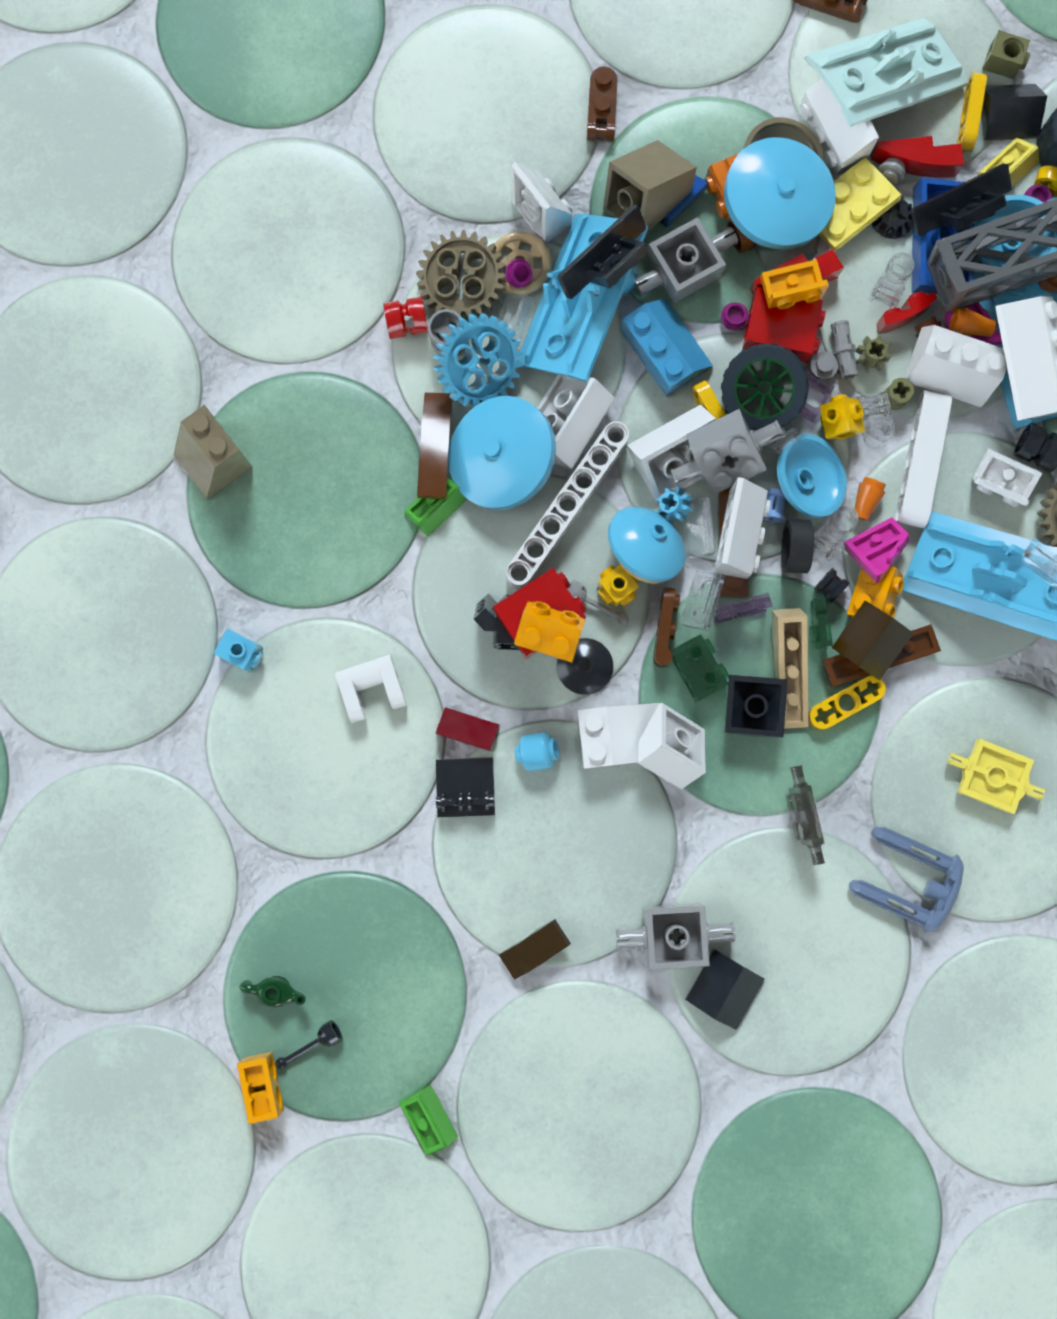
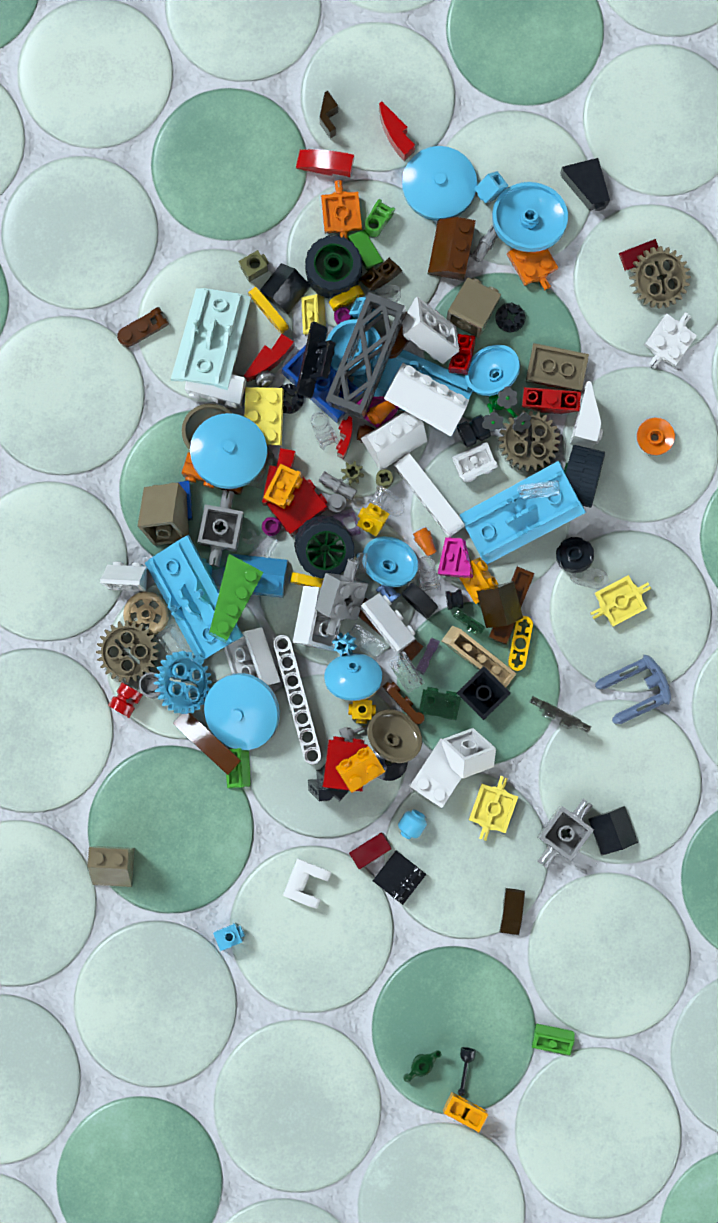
camera: 50 degrees left, 0 degrees up
(518, 273) = (153, 620): magenta plate -> none
(602, 104) = (97, 497): reddish brown plate -> none
(607, 256) = (190, 572): black bracket -> none
(626, 328) = (234, 593): none -> bright green wedge
(629, 644) = (399, 730): none -> dark tan dish
(633, 828) = (493, 808): none -> light yellow plate
(707, 324) = (262, 544): none -> clear plate
(992, 715) = (588, 578): none -> clear plate
(1002, 679) = (575, 555): none -> black tile

